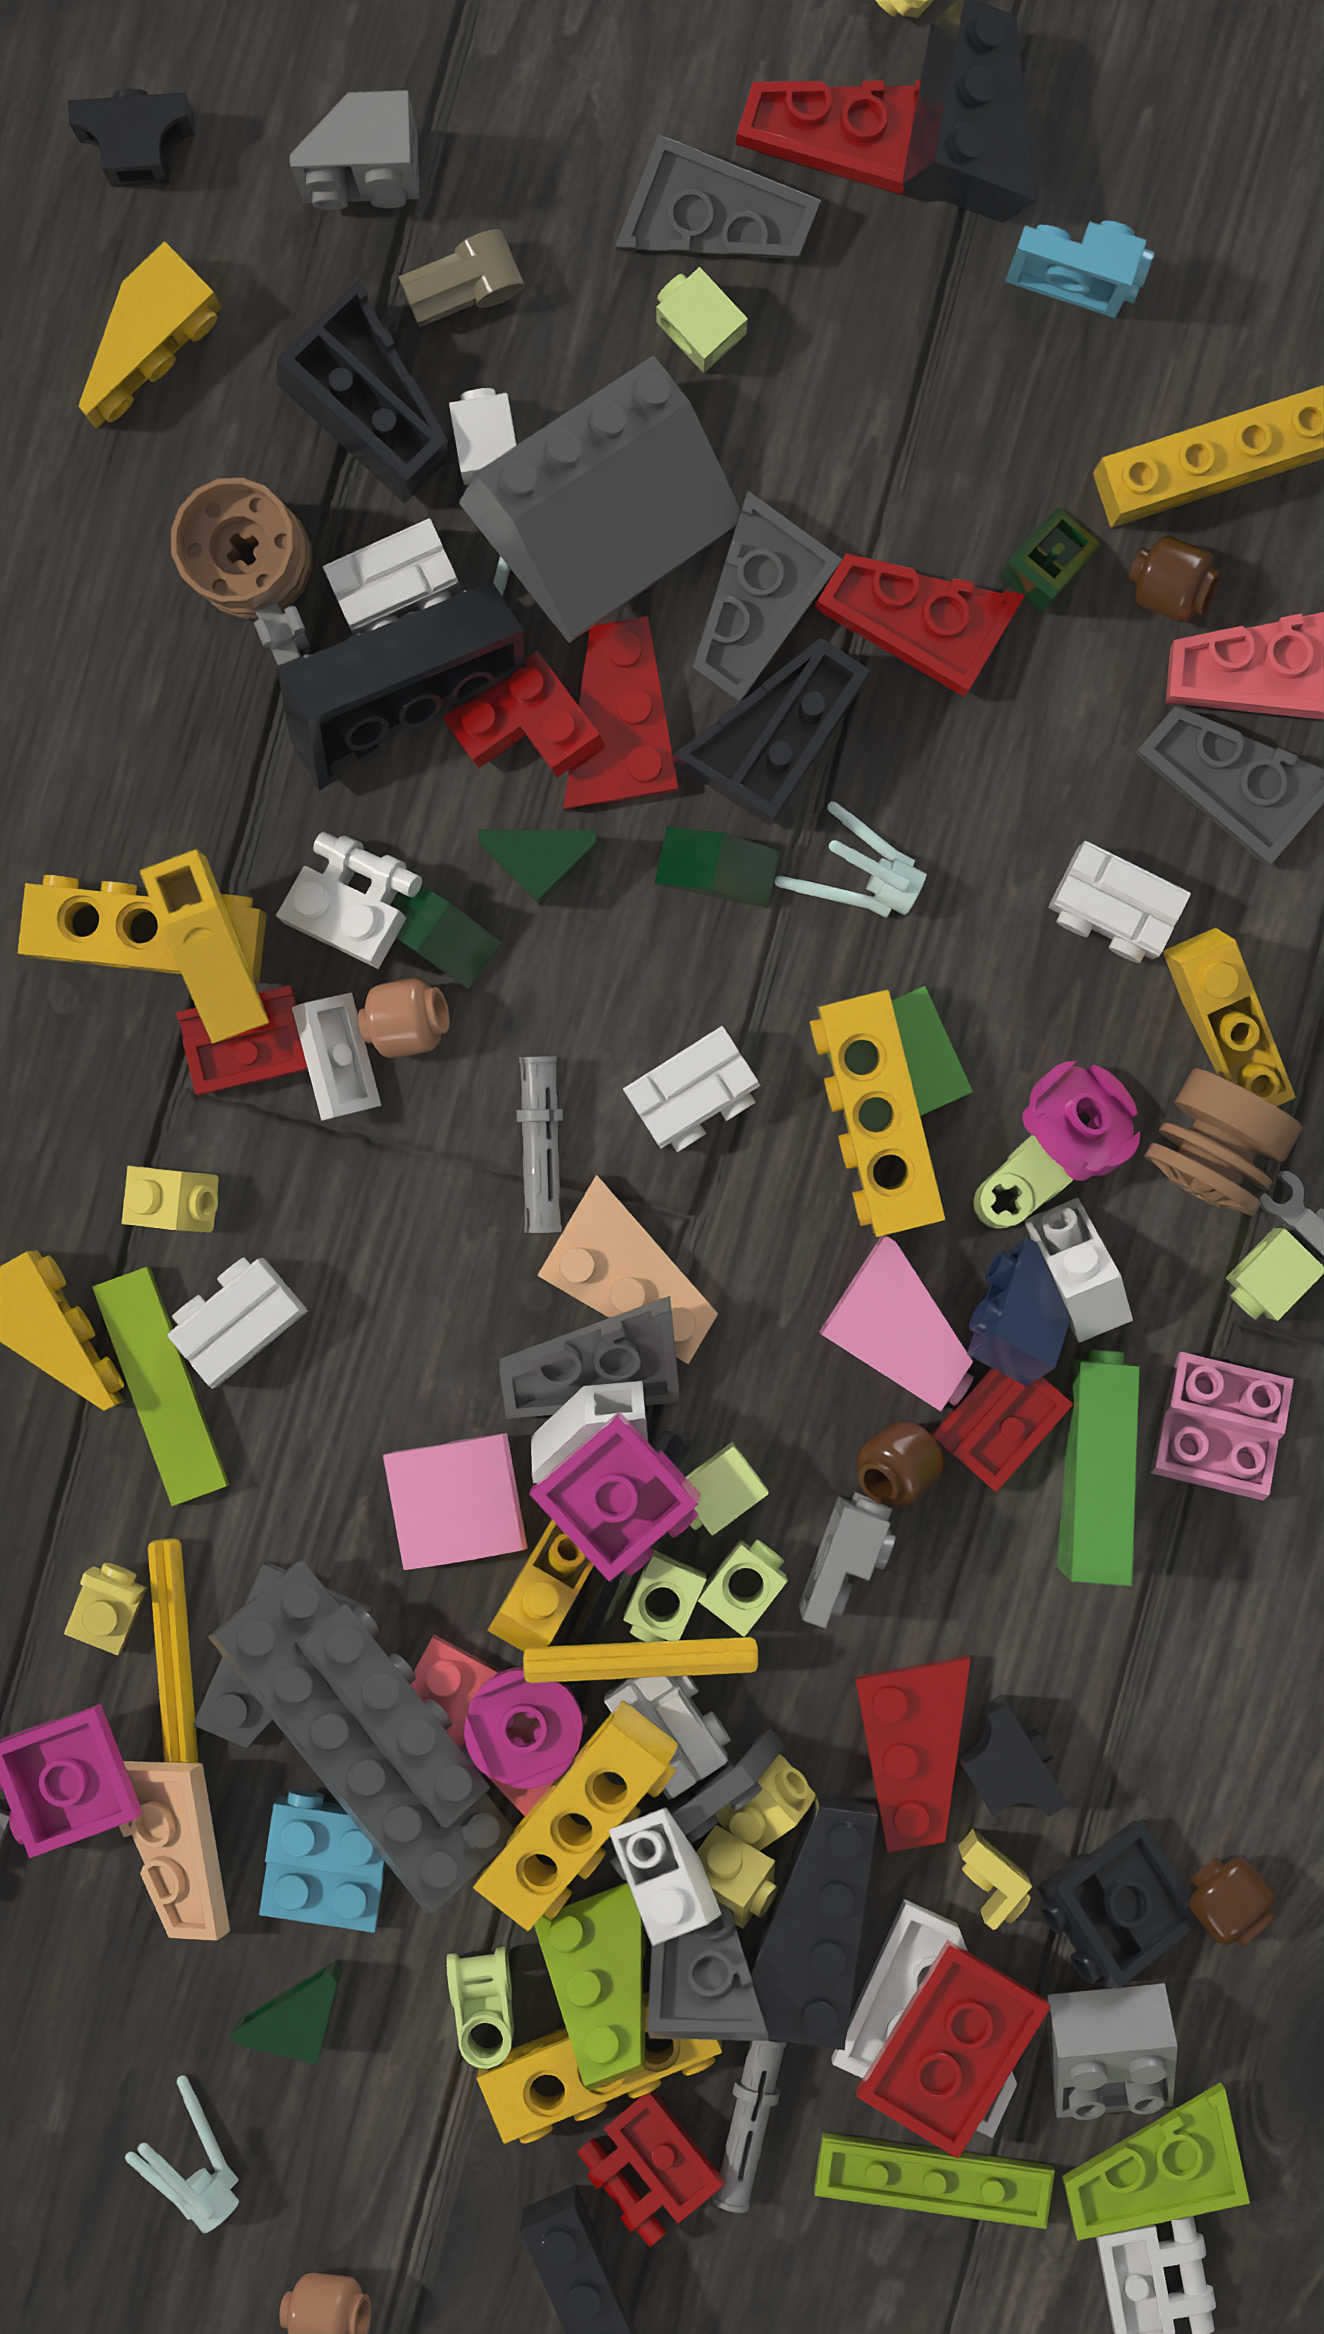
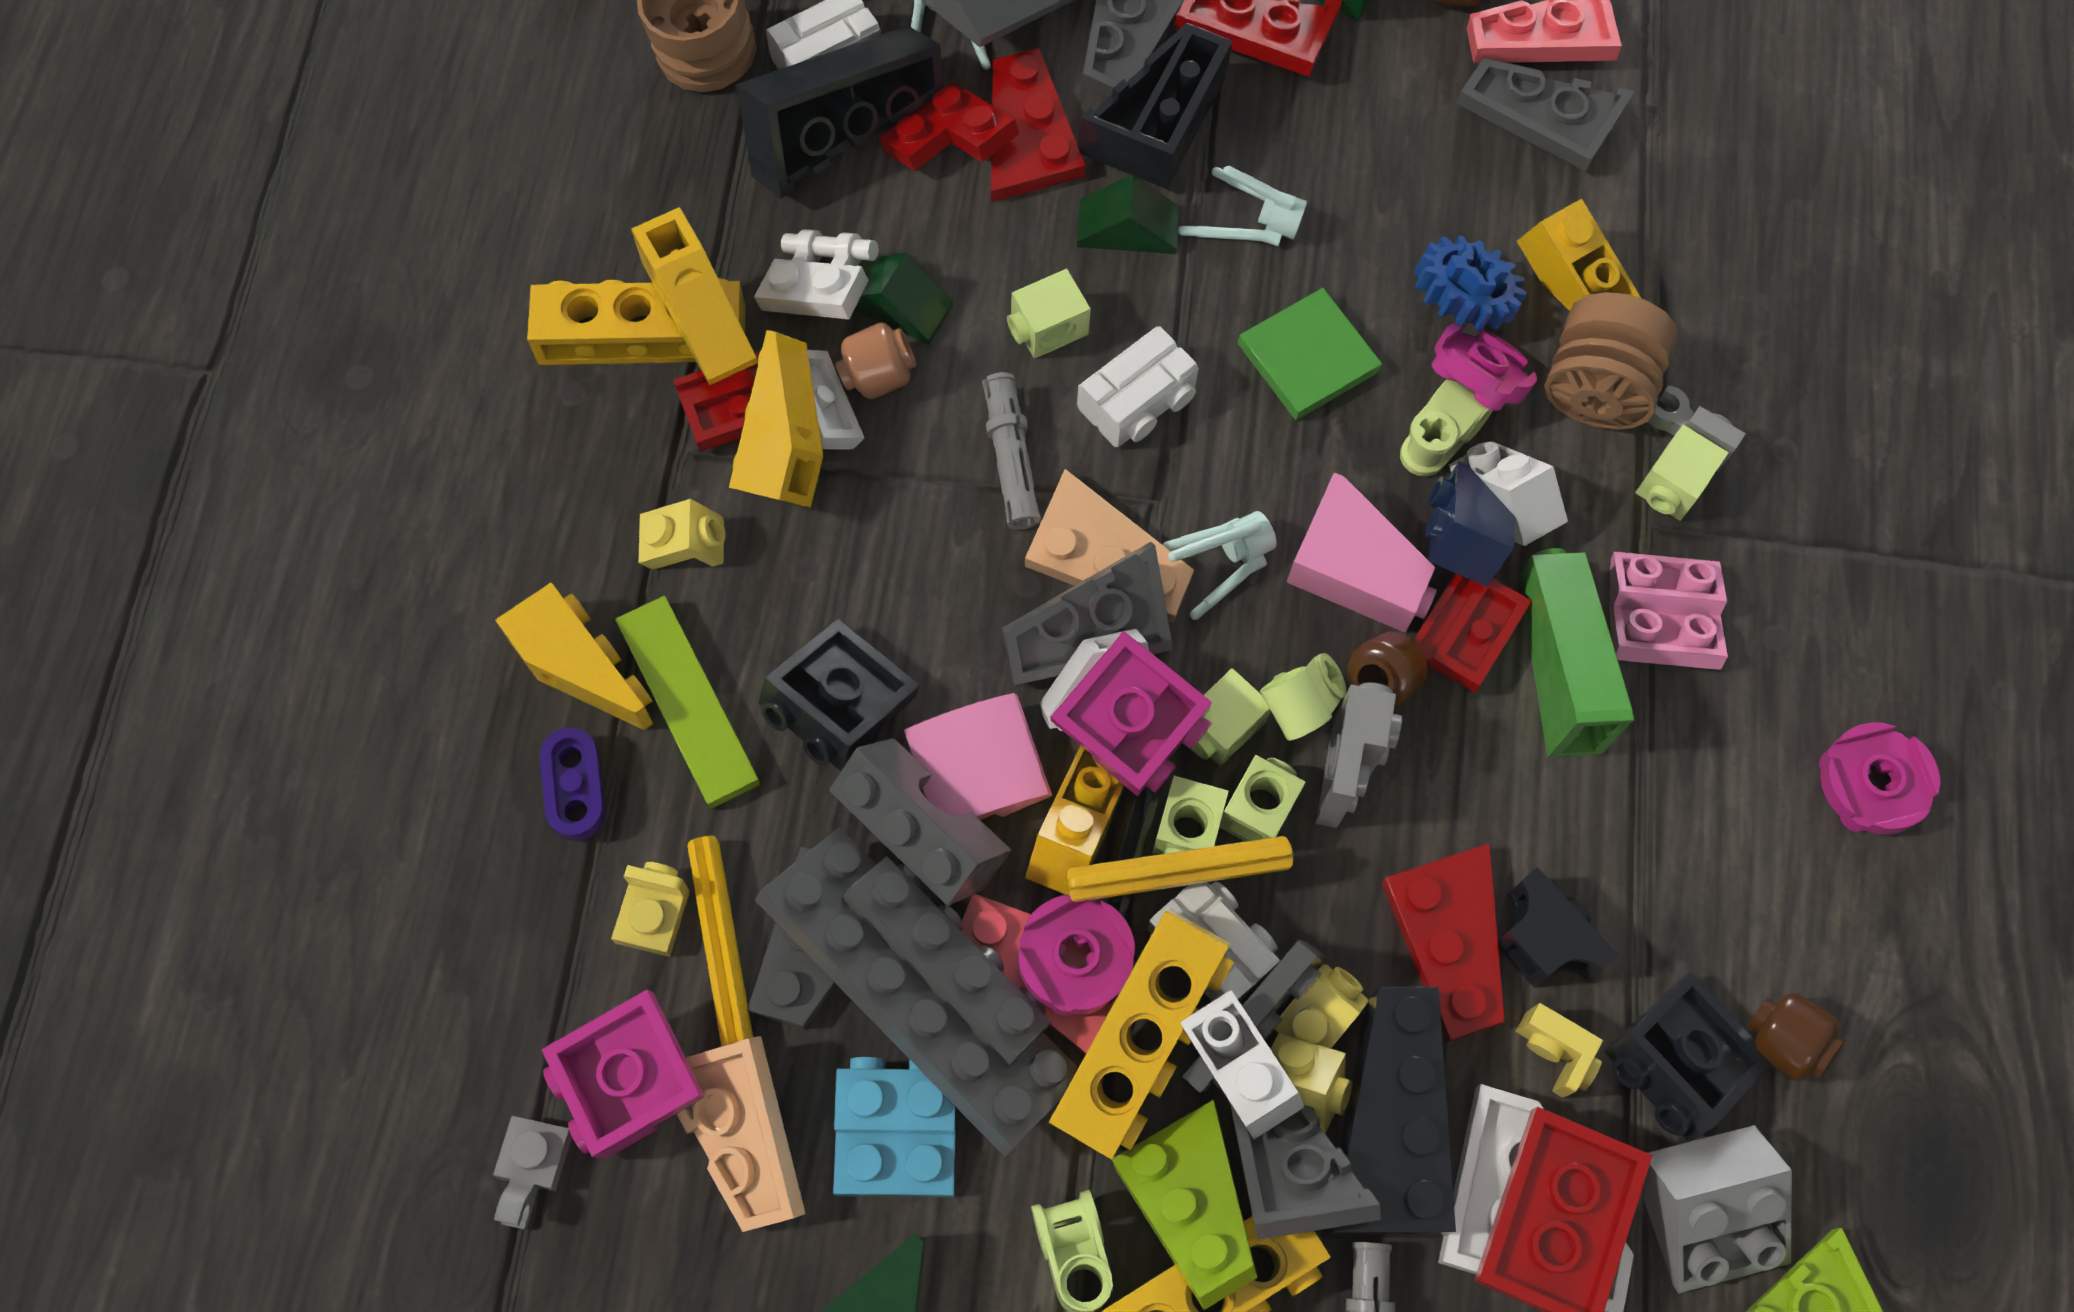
camera: 10 degrees left, 20 degrees down
(35, 1464) = (574, 786): none -> dark purple plate
(235, 1321) = (752, 628): white brick -> none
(282, 632) = (730, 73): light grey plate -> none
(288, 1108) = (781, 432): none -> yellow slope
(317, 1408) = (835, 694): none -> black plate
(400, 1603) = (943, 850): none -> dark grey arch
(539, 858) = (974, 225): dark green slope -> none
(604, 983) = (1049, 314): none -> yellowish green brick
(780, 1286) = (1241, 539): none -> light aqua plant
(804, 1489) = (1305, 696): none -> yellowish green piece
(916, 1197) = (1287, 307): yellow brick -> none
(1091, 1010) = (1469, 283): none -> blue gear
(1118, 903) = (1472, 203): white brick -> none

